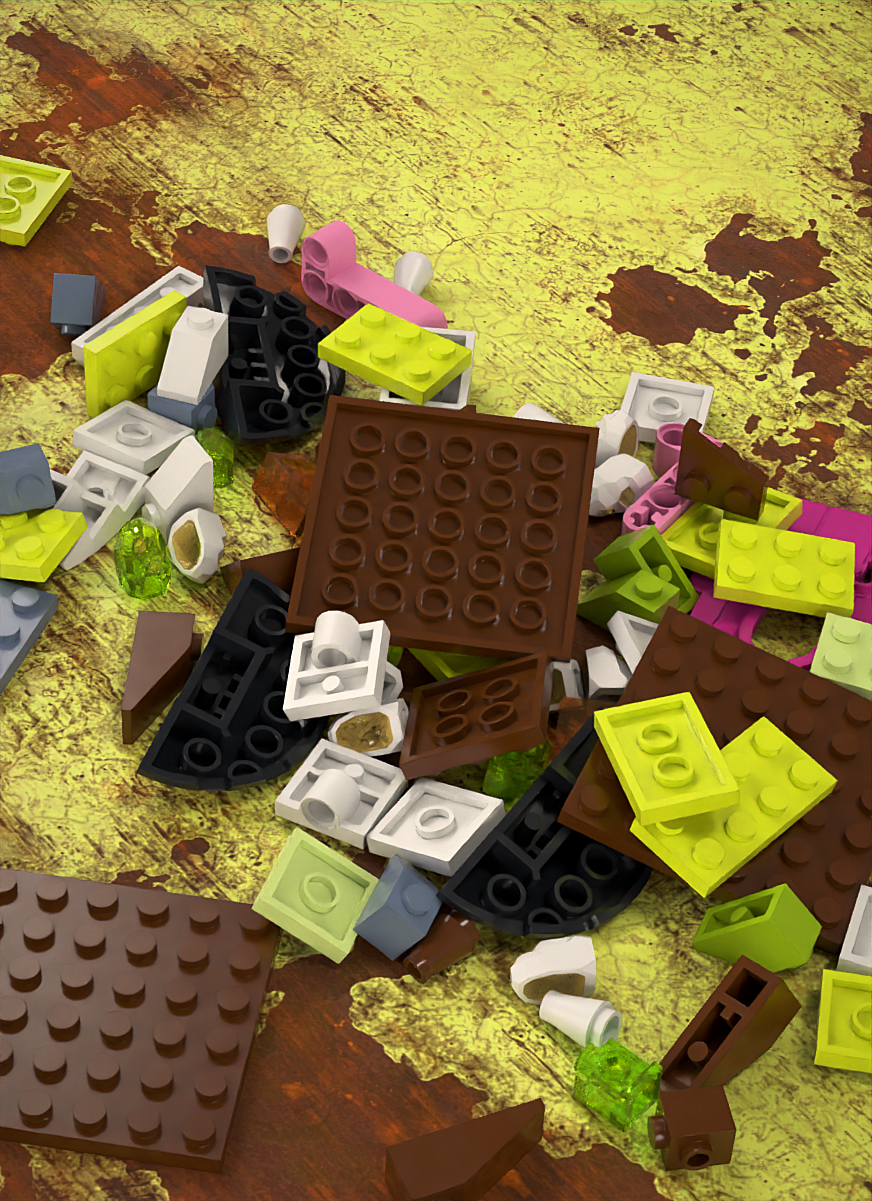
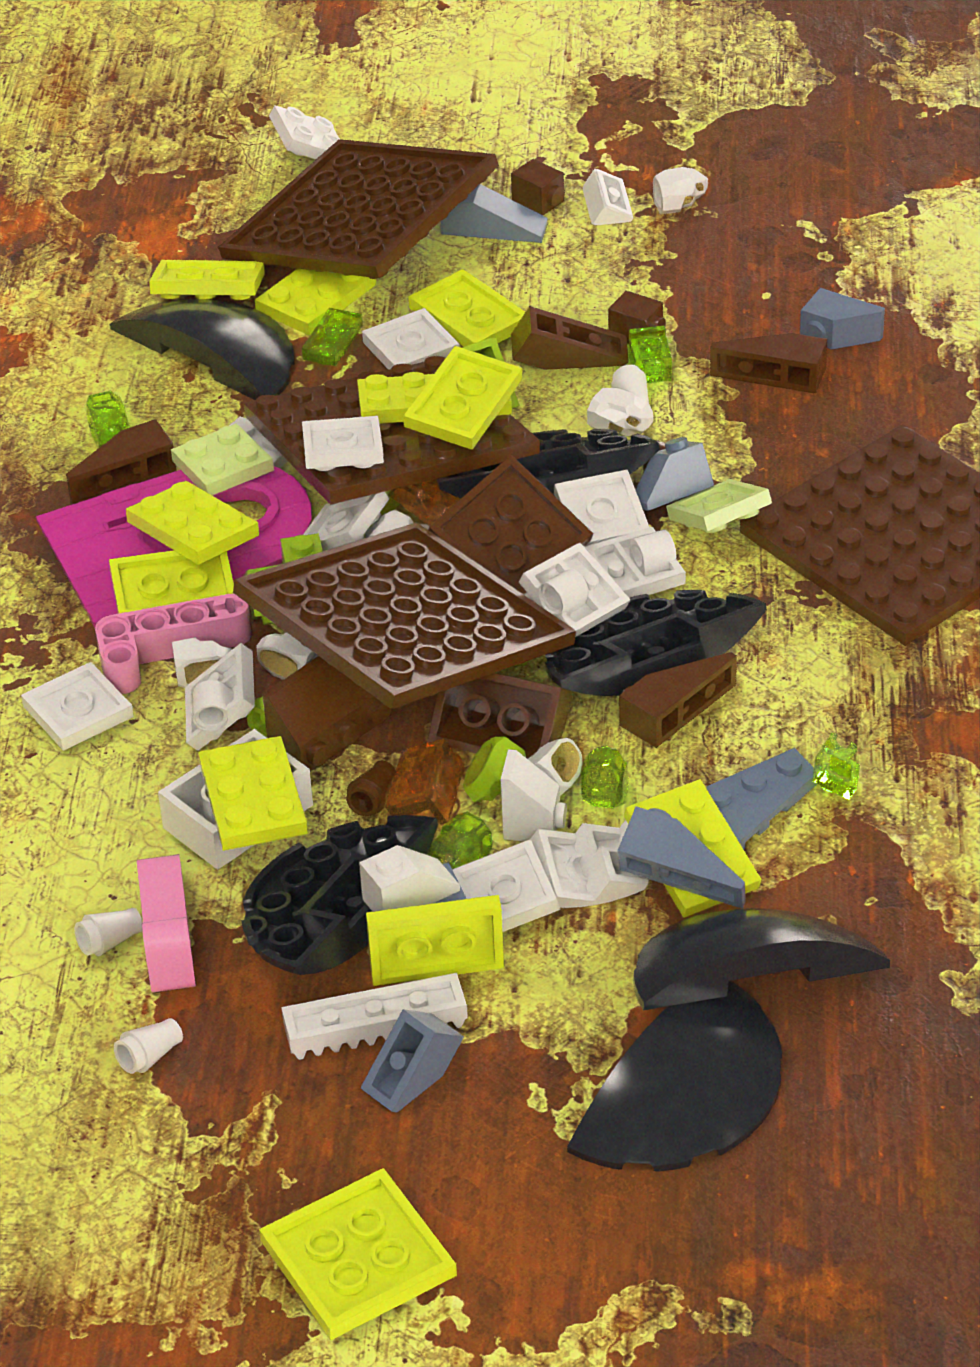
camera: 135 degrees left, 0 degrees up
(250, 524) = (486, 769): none -> lime rock
(616, 436) = (161, 688): white rock -> none
(716, 646) = (342, 443): none -> white plate
(719, 475) = (163, 572): reddish brown wing -> none

